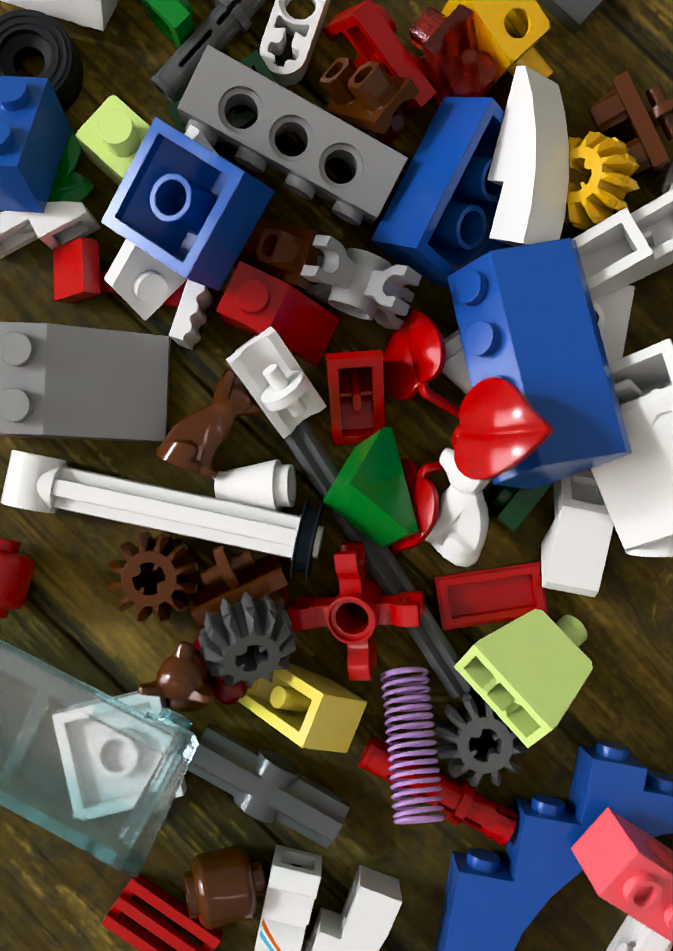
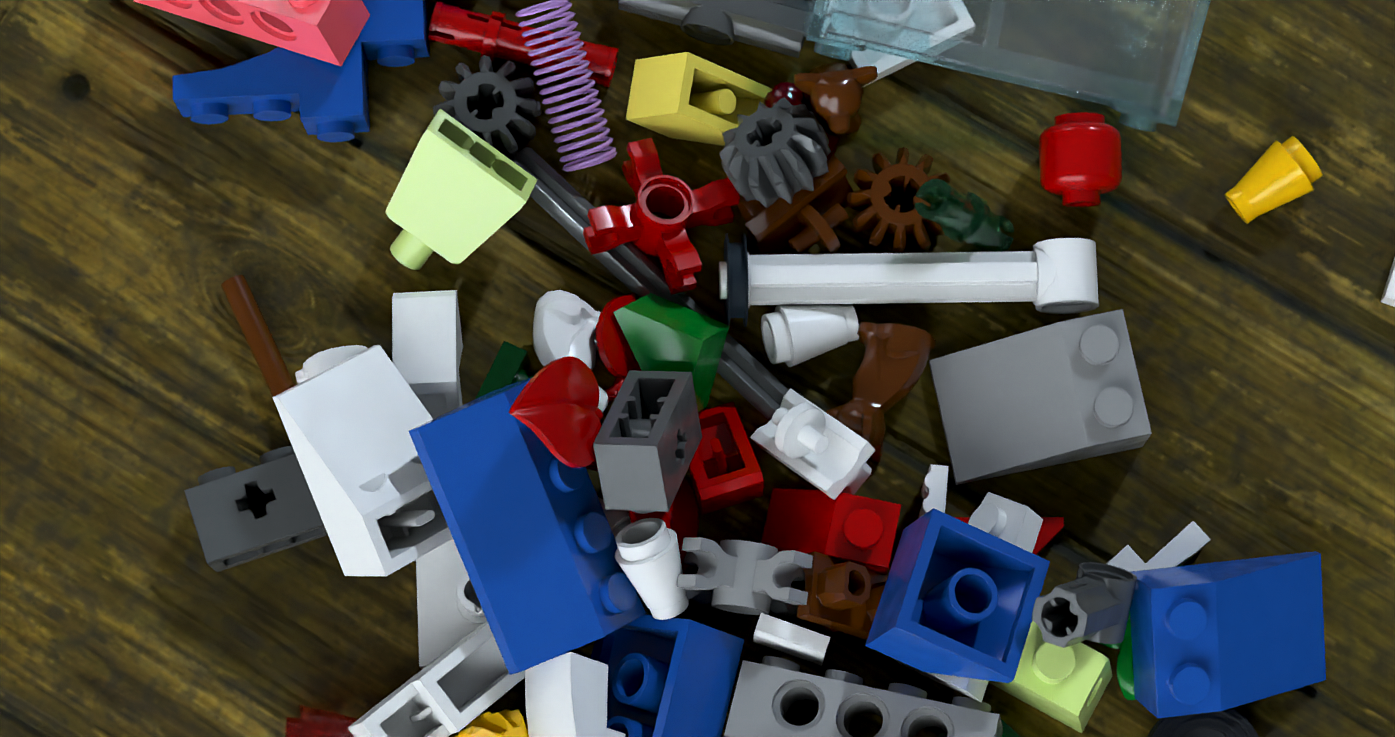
camera: 170 degrees right, 10 degrees down
(76, 270) = (1082, 527): red tile -> none
(79, 173) = (1088, 608): none -> dark grey piece
(102, 547) = (964, 216): none -> clear green pin
(321, 222) = (791, 639): none -> white piece
(419, 404) = (648, 441): none -> dark grey brick
(437, 305) = (653, 565): none -> white cone
(489, 595) = (511, 272): red tile -> none

